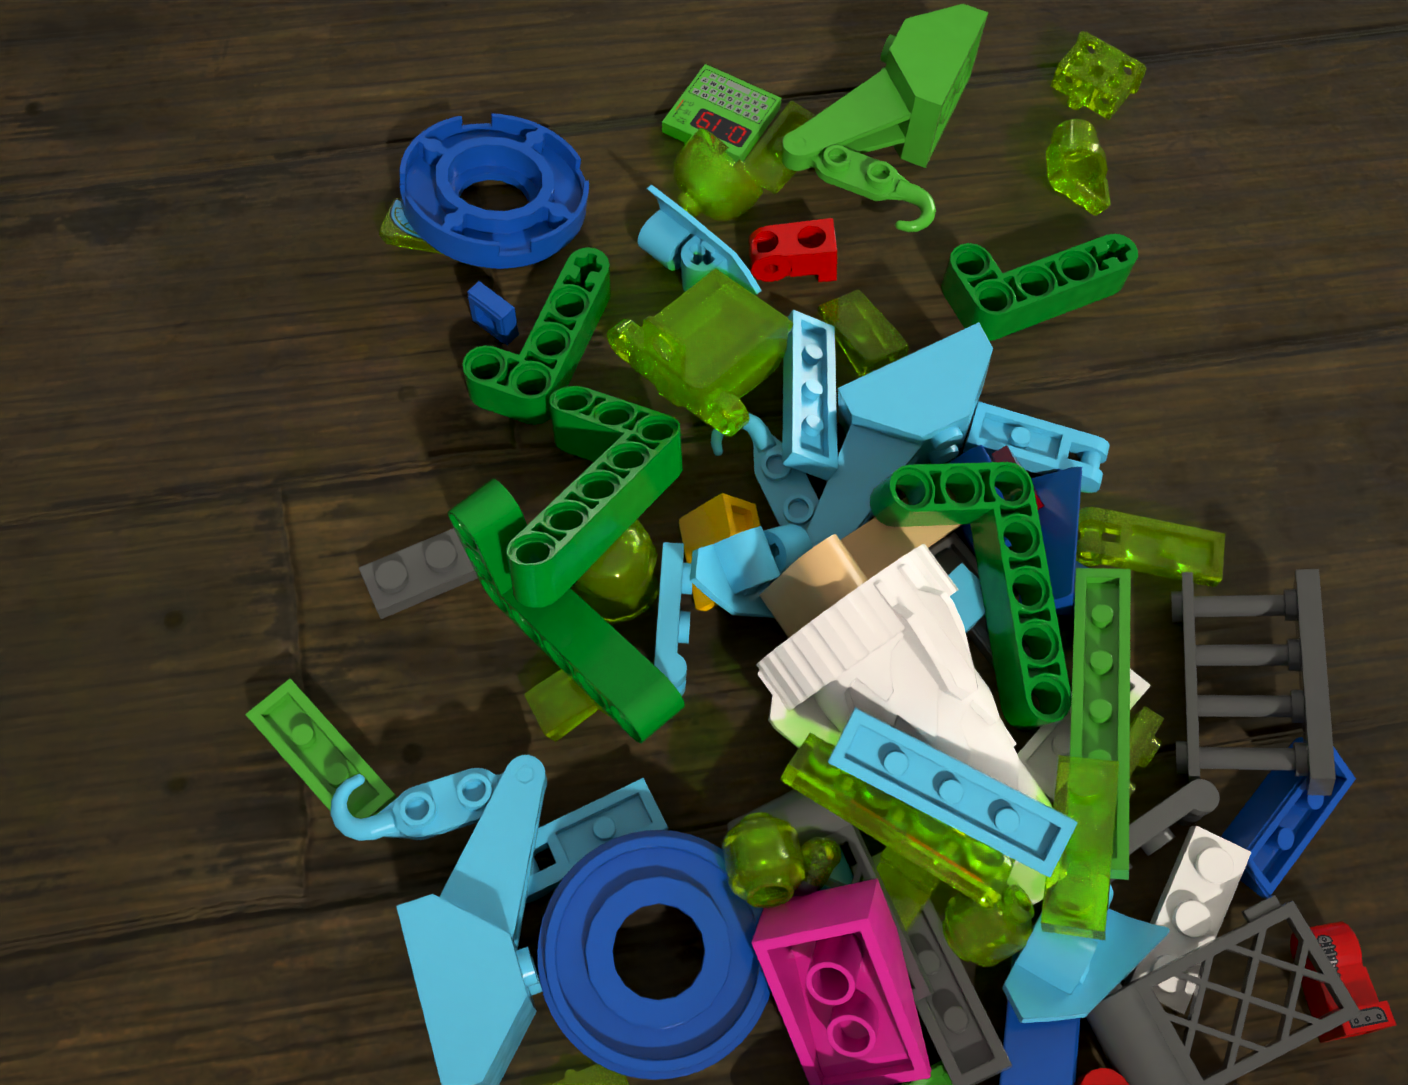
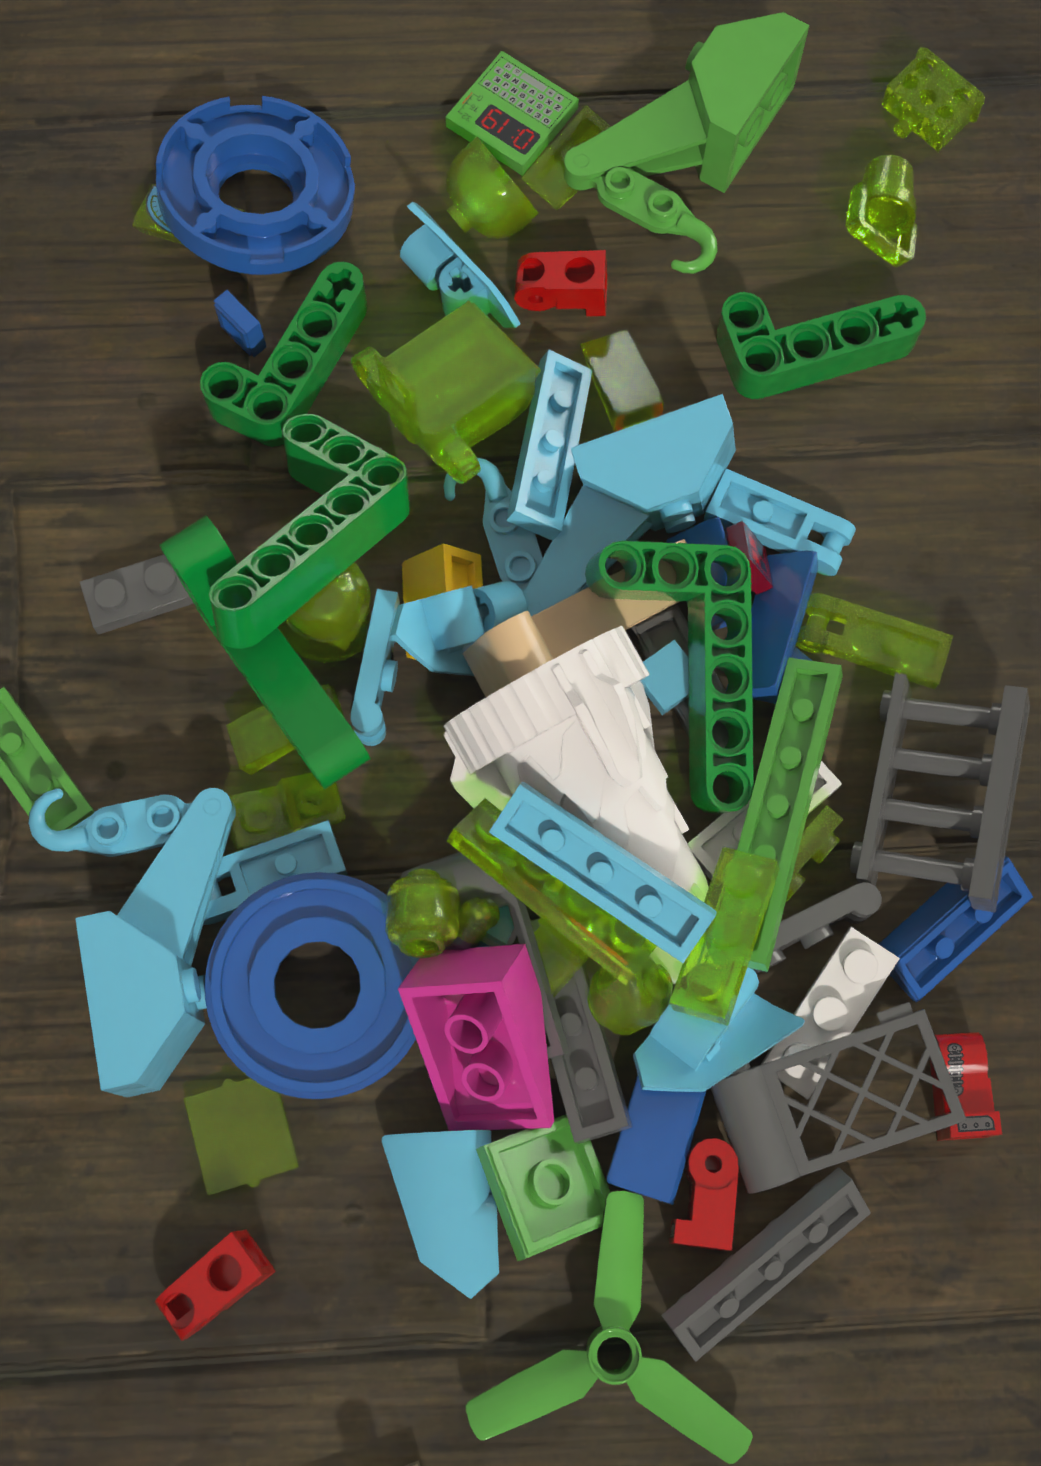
camera: 10 degrees right, 10 degrees up
(594, 773) = (283, 809): none -> clear neon green slope

